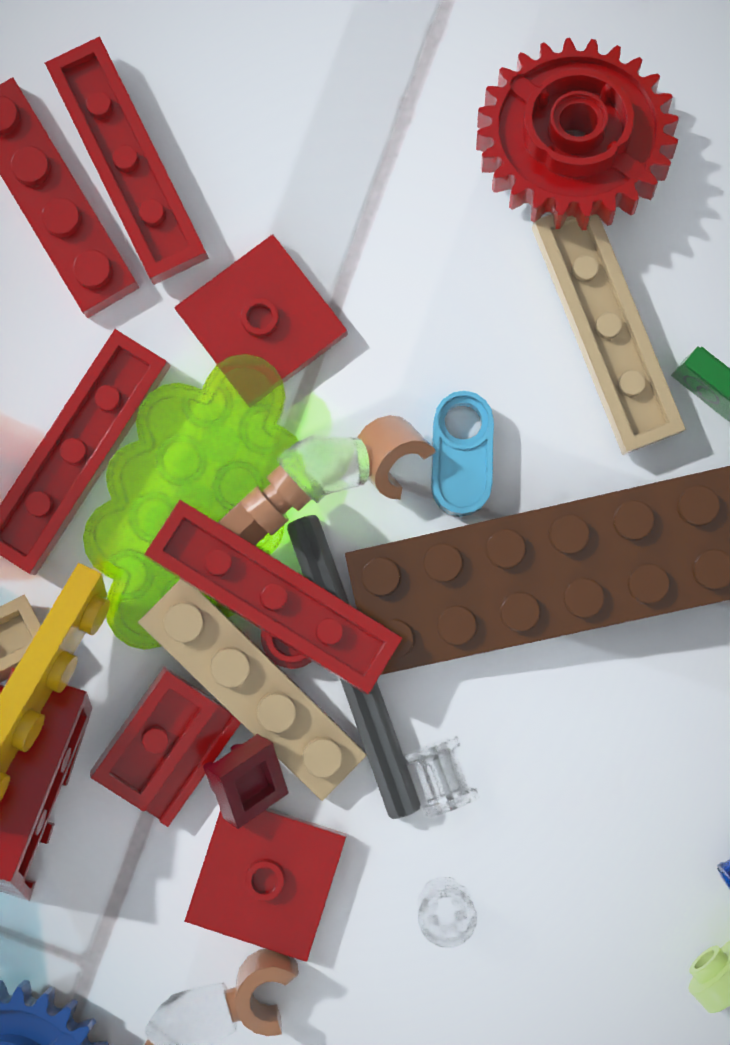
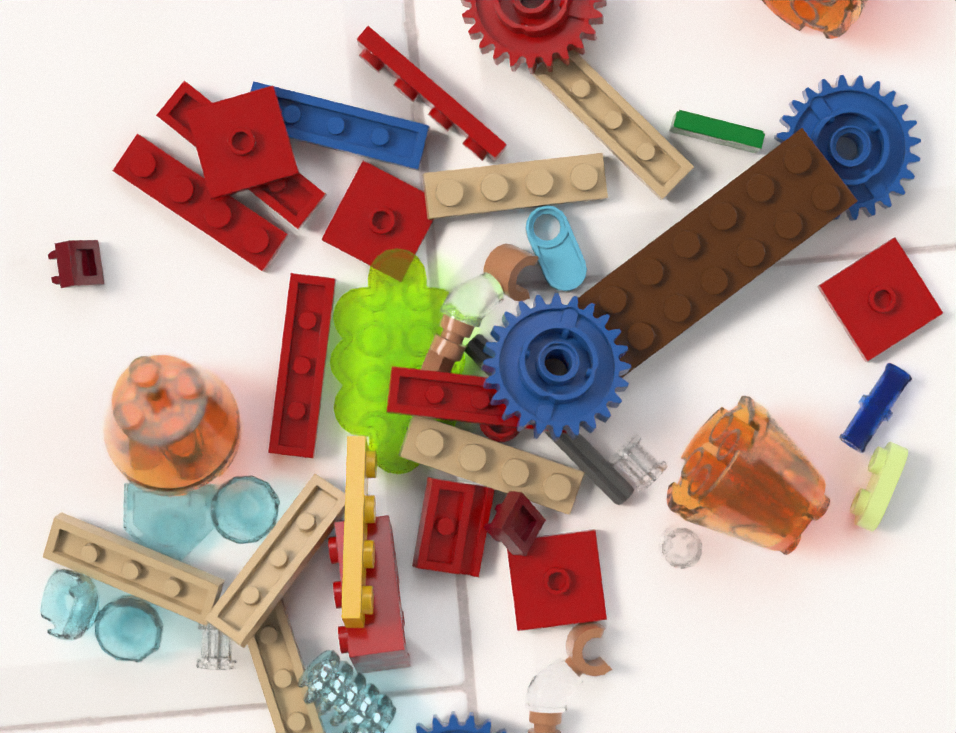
camera: 25 degrees left, 5 degrees up
(131, 139) = (242, 142): none -> red plate
(259, 177) = (351, 129): none -> blue plate
(361, 636) = (534, 392): none -> blue gear
(403, 213) = (414, 83): none -> red plate
(447, 351) = (515, 186): none -> tan plate
(578, 869) = (748, 480): none -> clear orange cone

